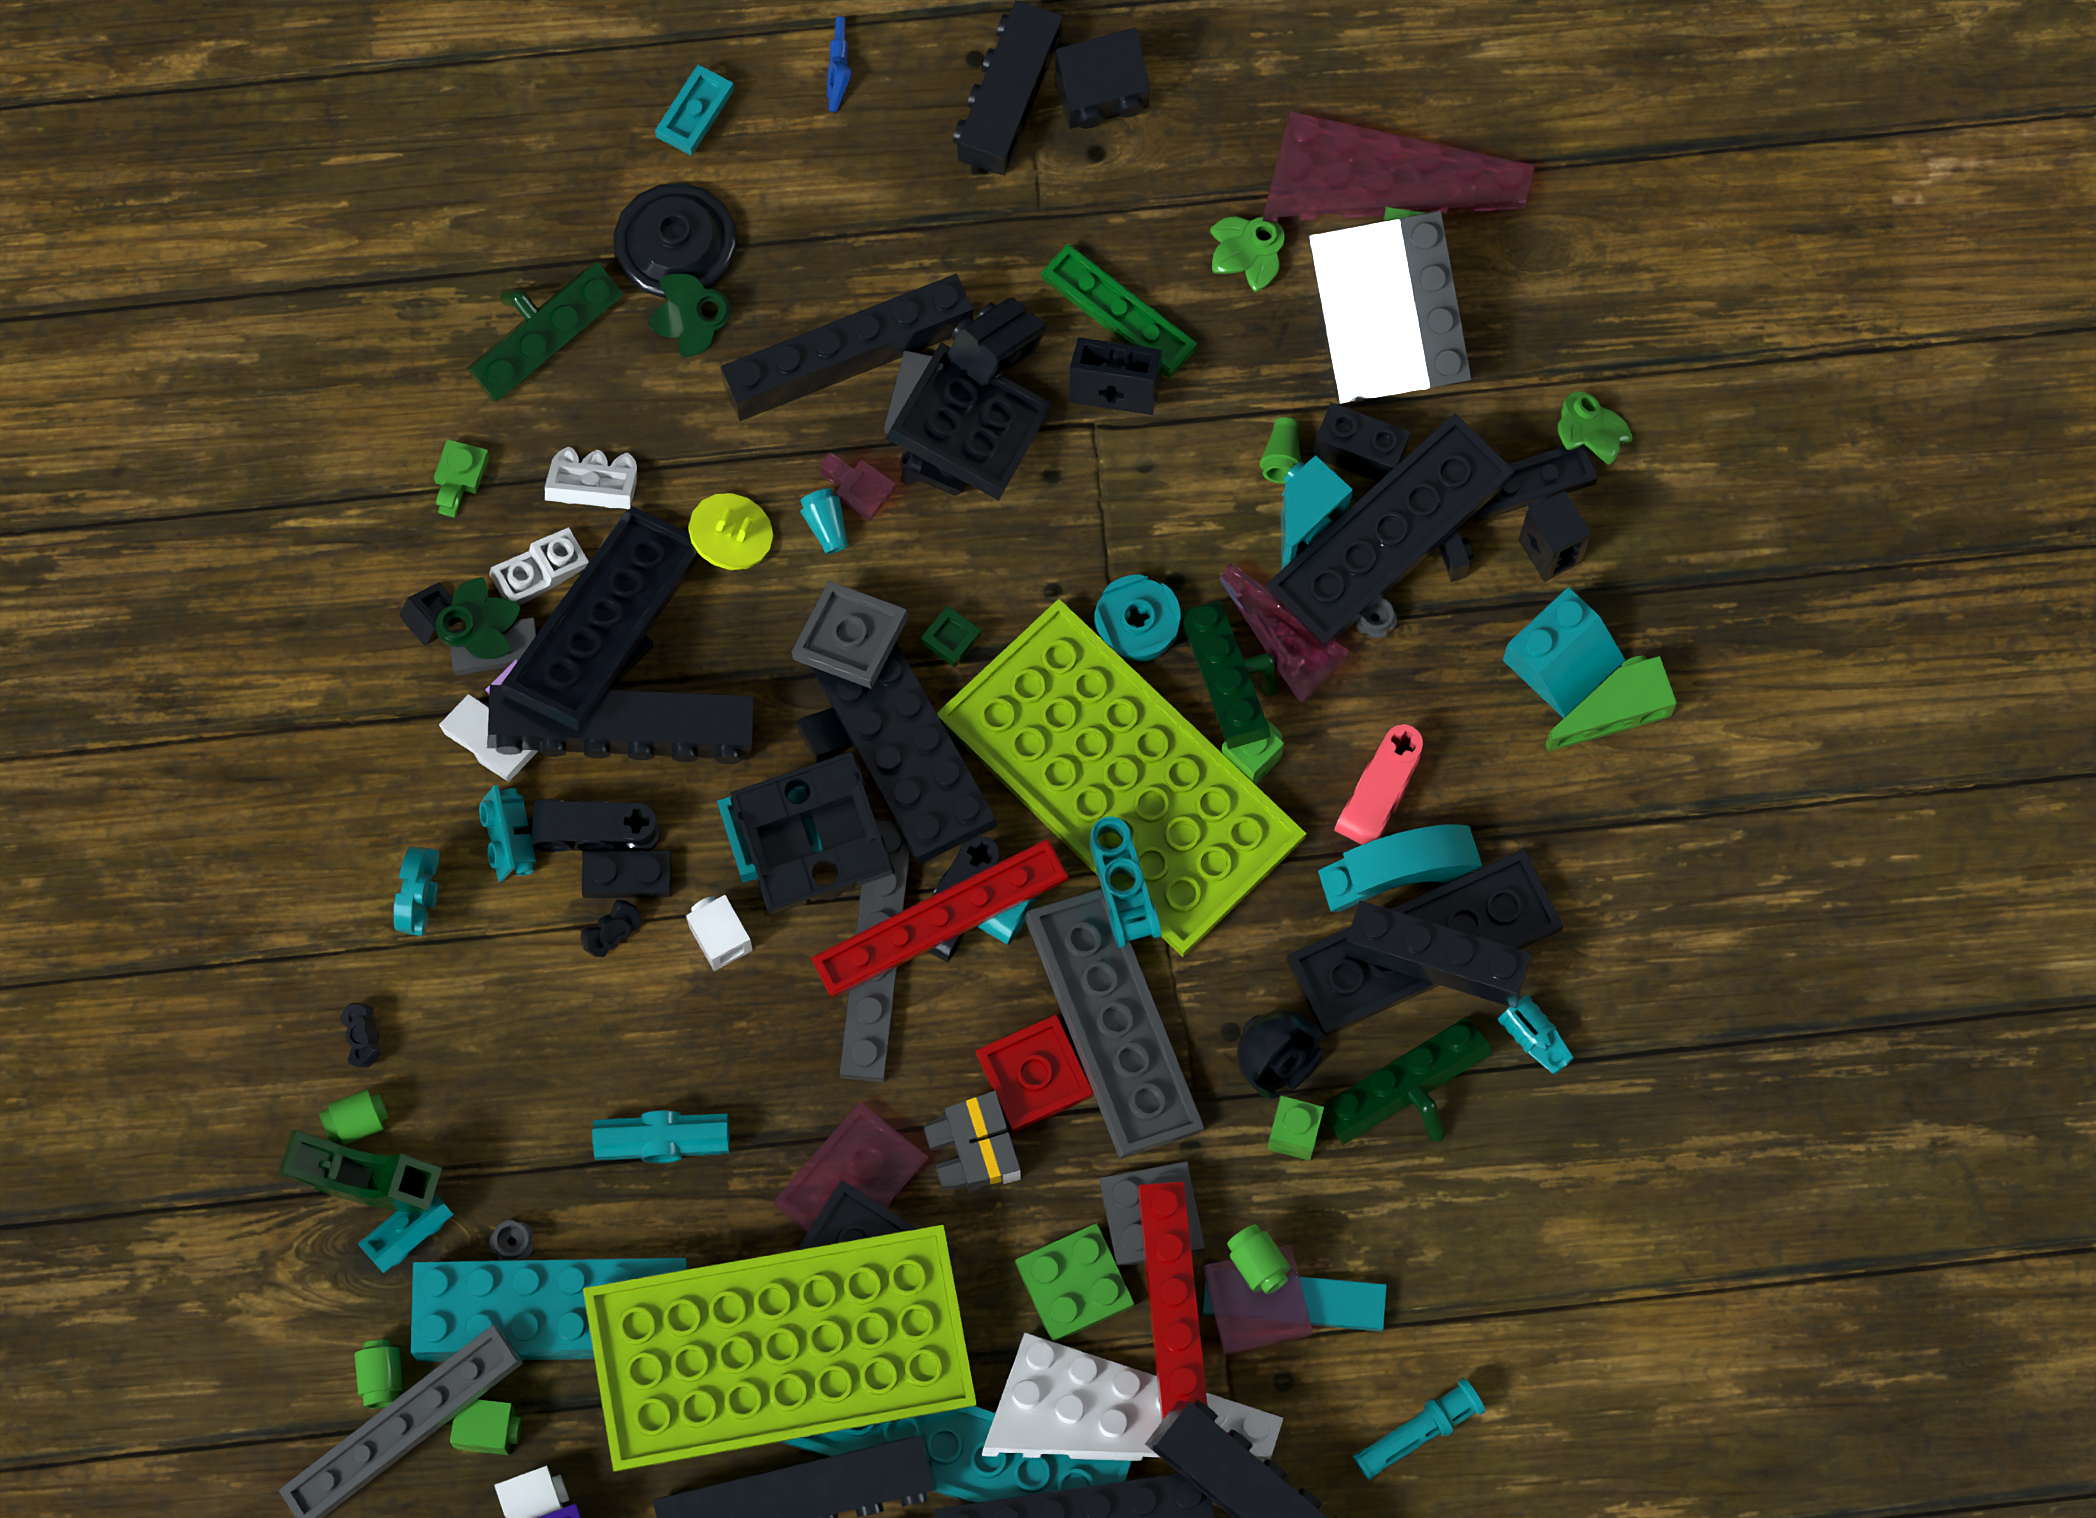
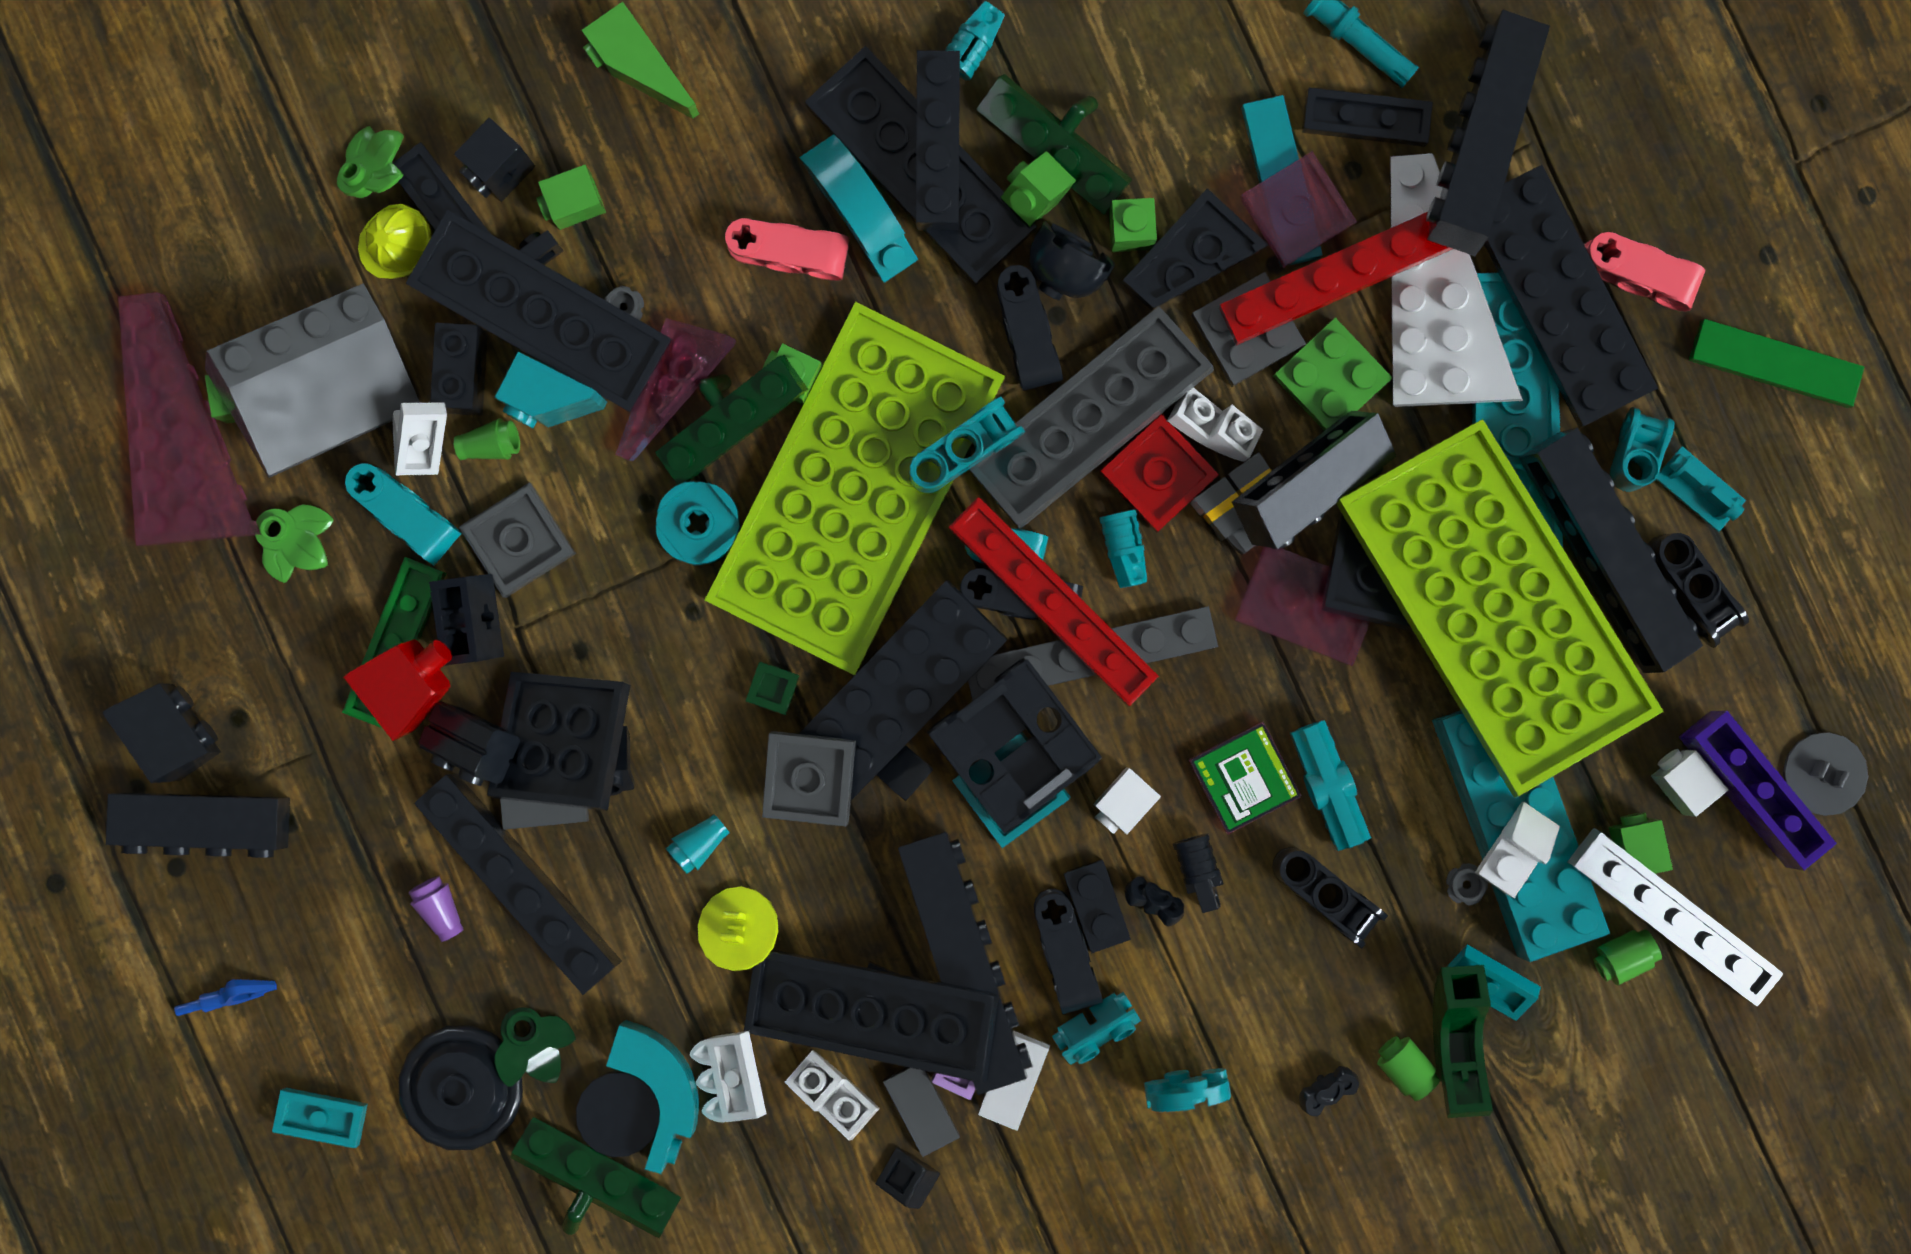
camera: 110 degrees left, 15 degrees up
(458, 471) = (760, 1206): bright green plate -> none
(484, 619) = (903, 1126): dark green plate -> none
(529, 1101) = (1348, 912): none -> black piece
(529, 1281) = (1518, 849): none -> white slope
(596, 371) = (618, 1114): none -> black tile
(611, 424) = (668, 1074): none -> teal arch
(623, 981) = (1200, 870): none -> black hinge
(699, 1058) = (1244, 778): none -> tile
(852, 269) = (436, 907): none -> medium lavender cone
(860, 488) = (654, 821): clear pink plate -> none
(970, 1015) = (1125, 547): none -> teal hinge
(973, 1211) = (1314, 479): none -> brick
(1062, 1143) = (1222, 431): none -> white slope
(1071, 297) = (402, 685): none -> red torso
(1178, 450) = (517, 540): none -> dark grey tile
(1221, 990) = (1028, 330): none -> black piece
(1240, 352) = (402, 512): none -> teal piece
(1249, 1176) = (1192, 251): none -> black wing
(1259, 1260) = (1271, 212): bright green brick -> none
(1304, 386) = (418, 438): none -> white slope
(1332, 1407) = (1367, 117): none -> black plate
(1362, 1043) = (1037, 187): none -> bright green brick
(1498, 600) = (570, 197): none -> bright green brick
(1508, 426) = (394, 241): none -> neon yellow piece
(1564, 653) = (602, 123): teal slope -> none

